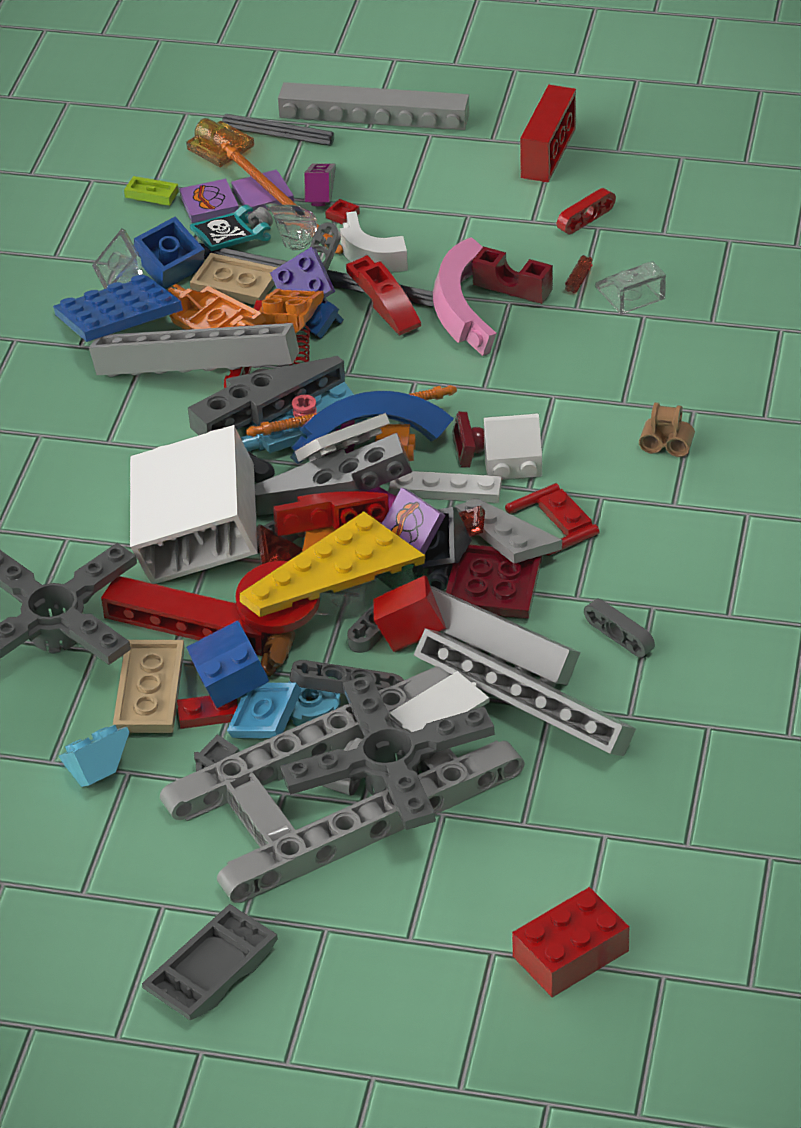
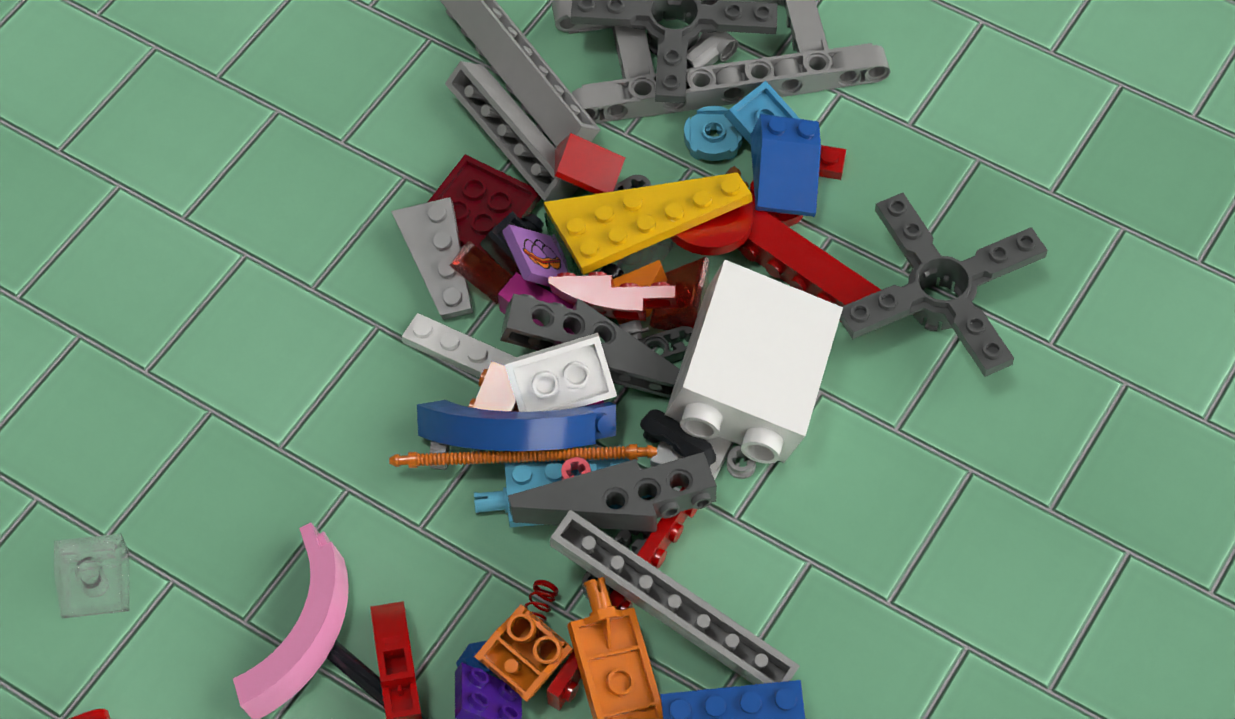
camera: 160 degrees left, 15 degrees up
(95, 758) = (937, 132): medium azure slope -> none
(149, 686) = (866, 179): tan plate -> none
(214, 752) = (826, 106): dark grey slope -> none
(316, 676) = (675, 122): dark grey beam -> none
(440, 701) = (603, 61): white piece -> none
(467, 439) = (405, 395): dark red tile -> none
(494, 273) = (220, 629): dark red arch -> none
(513, 446) = (374, 352): white slope -> none
(561, 511) = (362, 273): red plate -> none
(578, 274) = (138, 628): clear red axle -> none
(619, 627) = (390, 114): dark grey beam -> none
(667, 430) = (201, 322): medium nougat piece -> none

